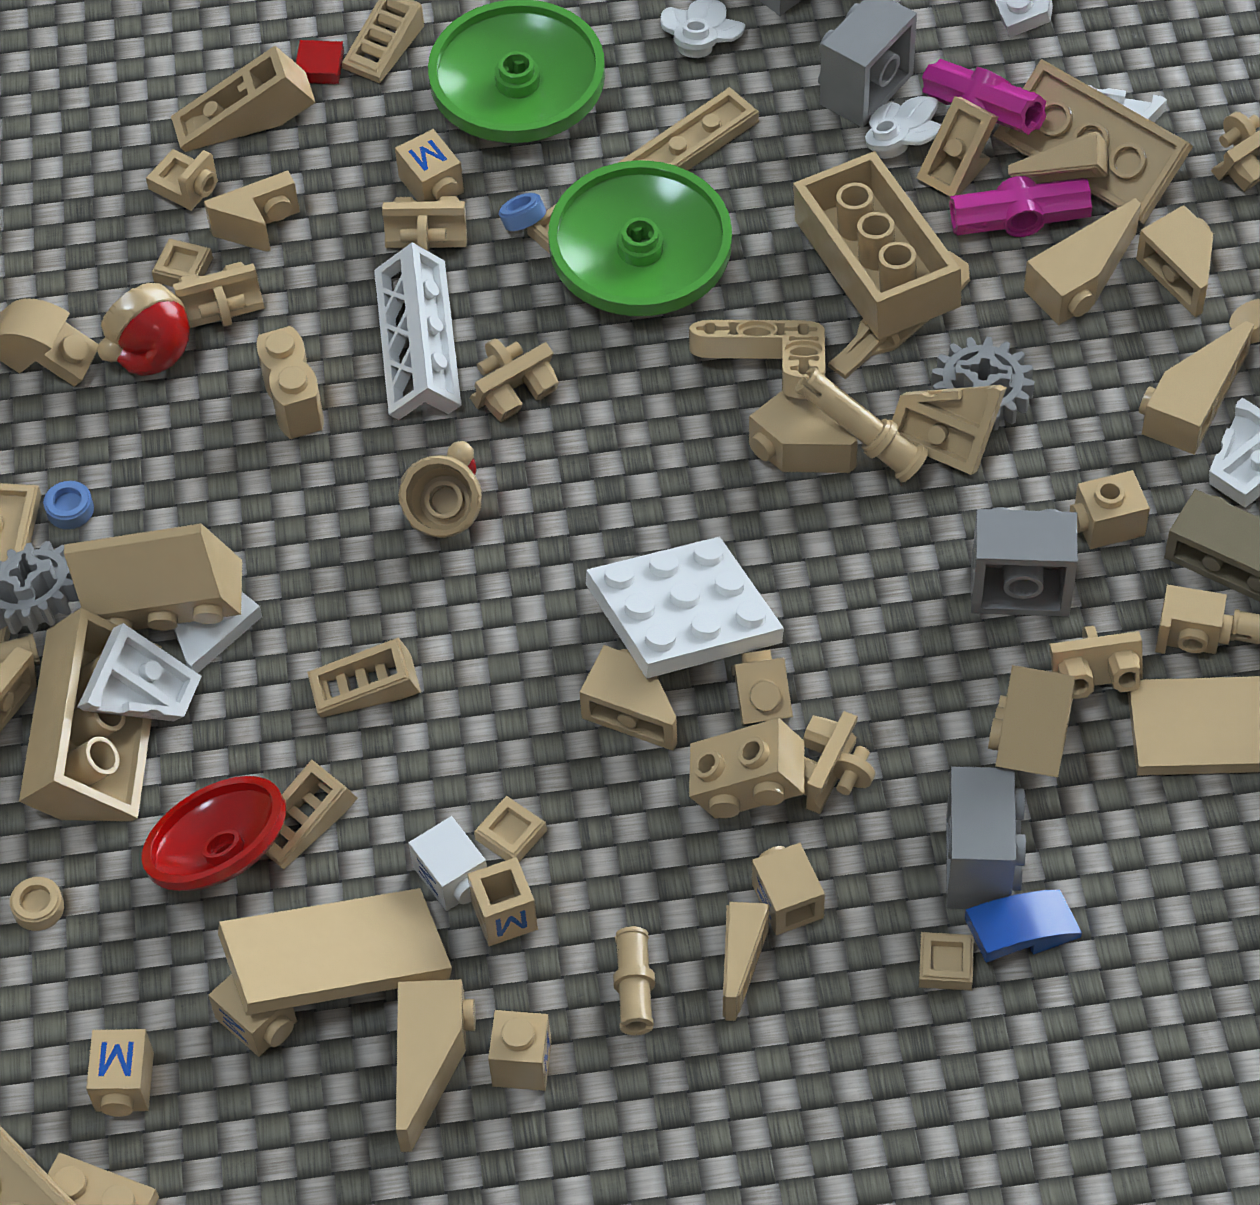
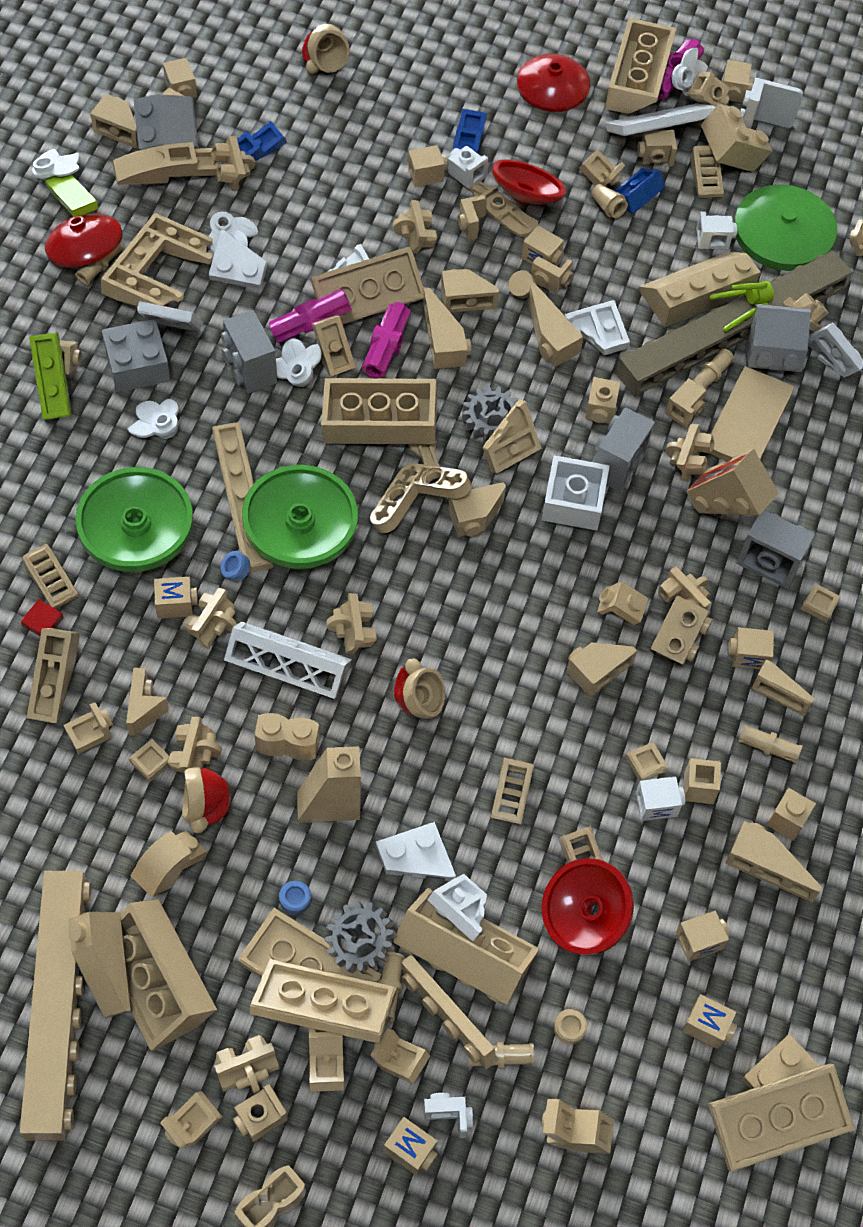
camera: 70 degrees left, 5 degrees up
(157, 577) = (407, 863): tan slope -> none
(221, 449) = (332, 788): none -> tan slope
(333, 951) = (693, 878): tan tile -> none
(683, 607) = (560, 612): white plate -> none
(878, 436) = (506, 471): tan pin -> none
(906, 538) = (575, 492): none -> white brick
(1020, 922) = (821, 562): blue slope -> none
(1075, 159) = (382, 298): tan slope -> none

